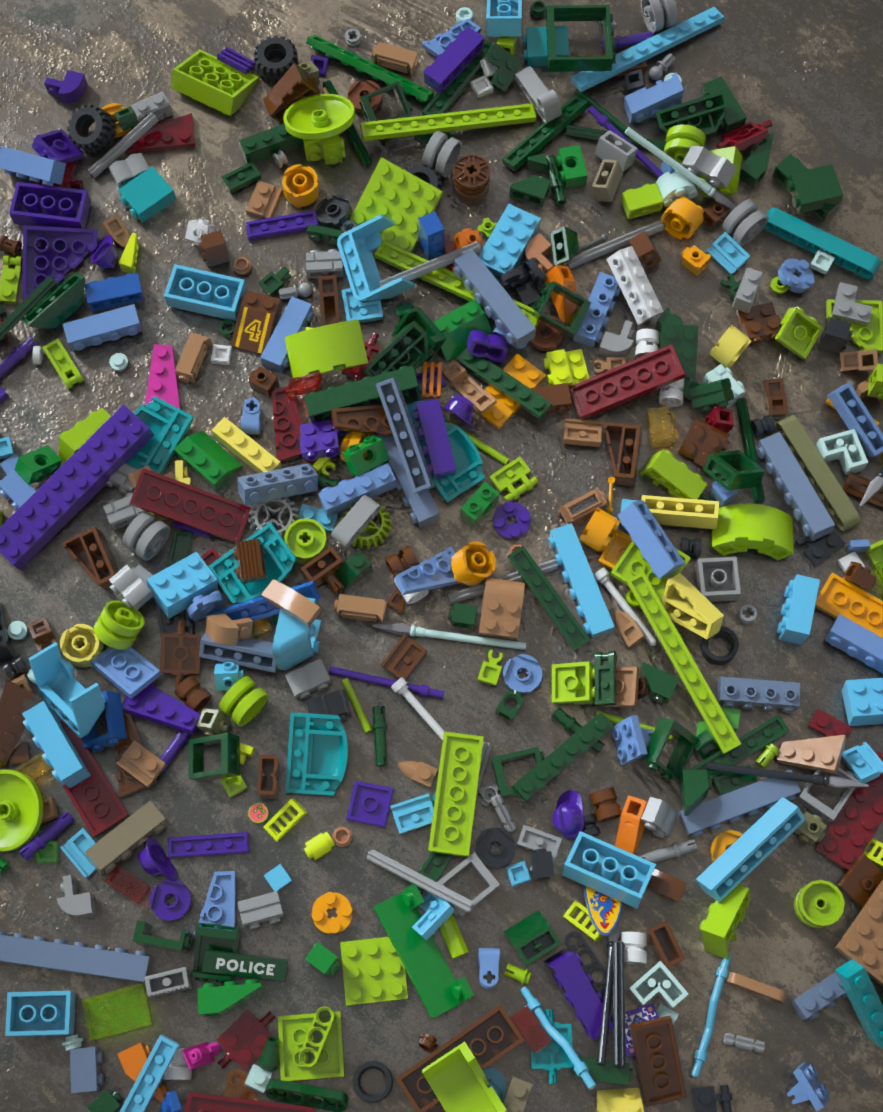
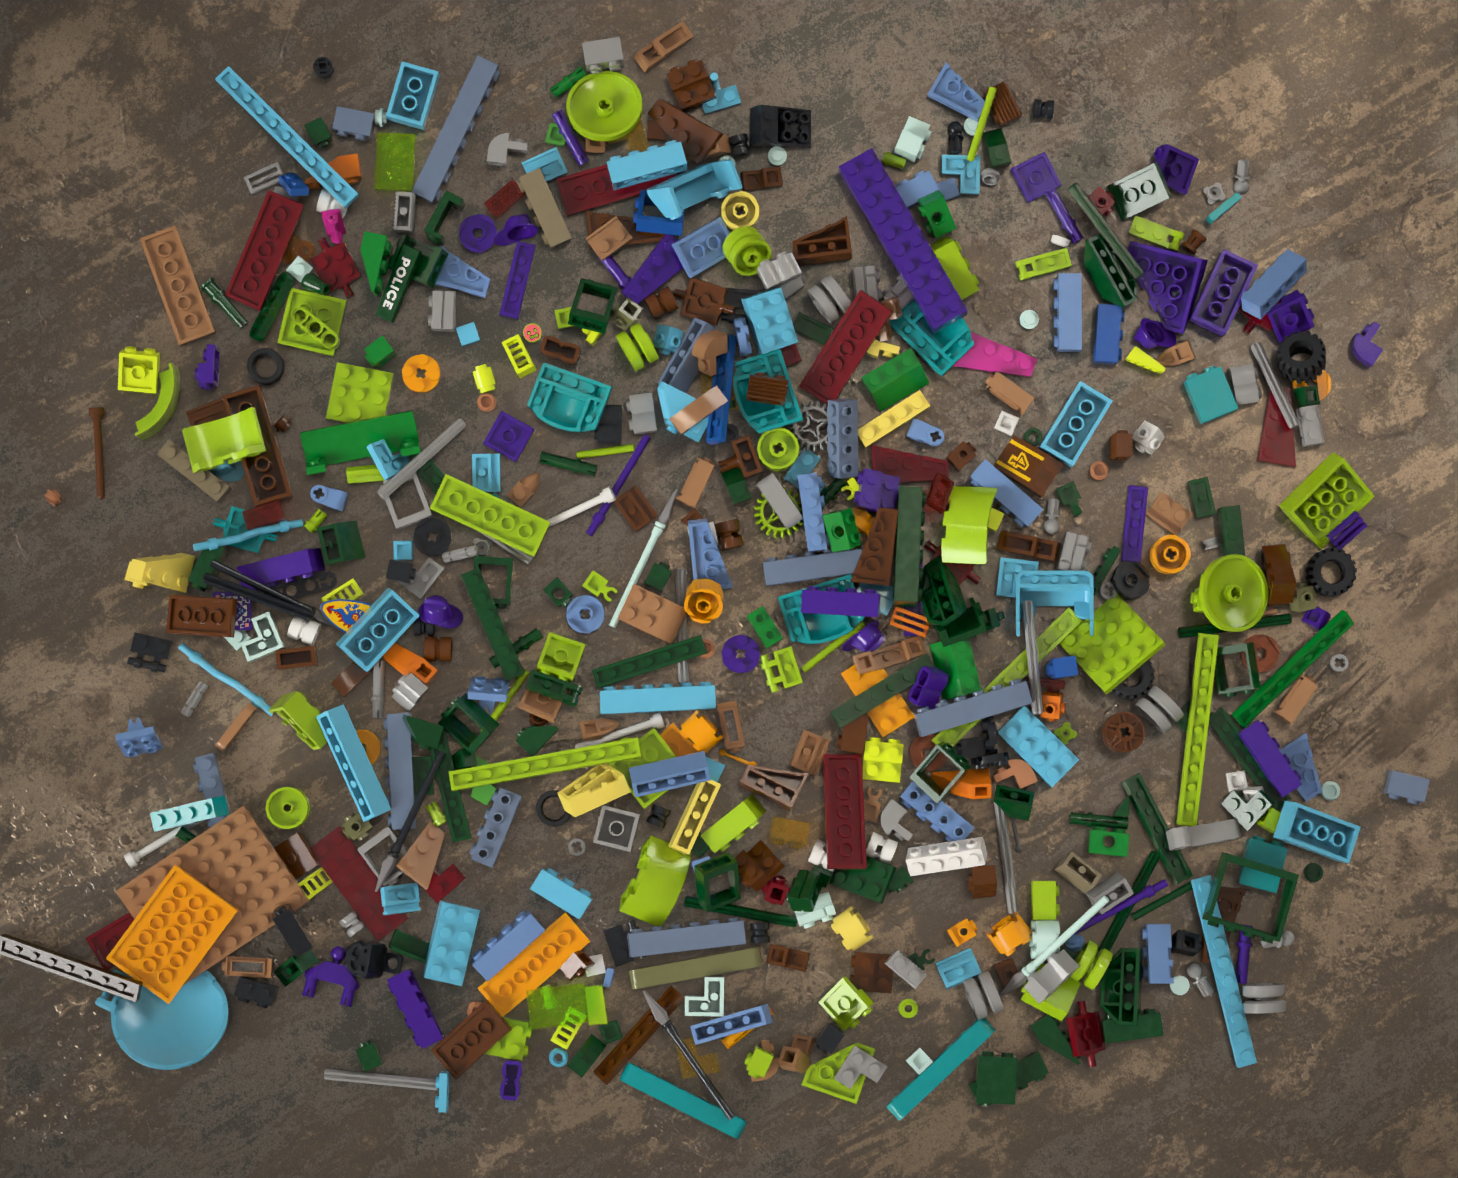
camera: 105 degrees right, 15 degrees up
(405, 435) = (845, 571): sand blue brick -> none
(531, 190) = (1093, 792): dark green slope -> none
(801, 269) = (911, 1038): medium blue plate -> none

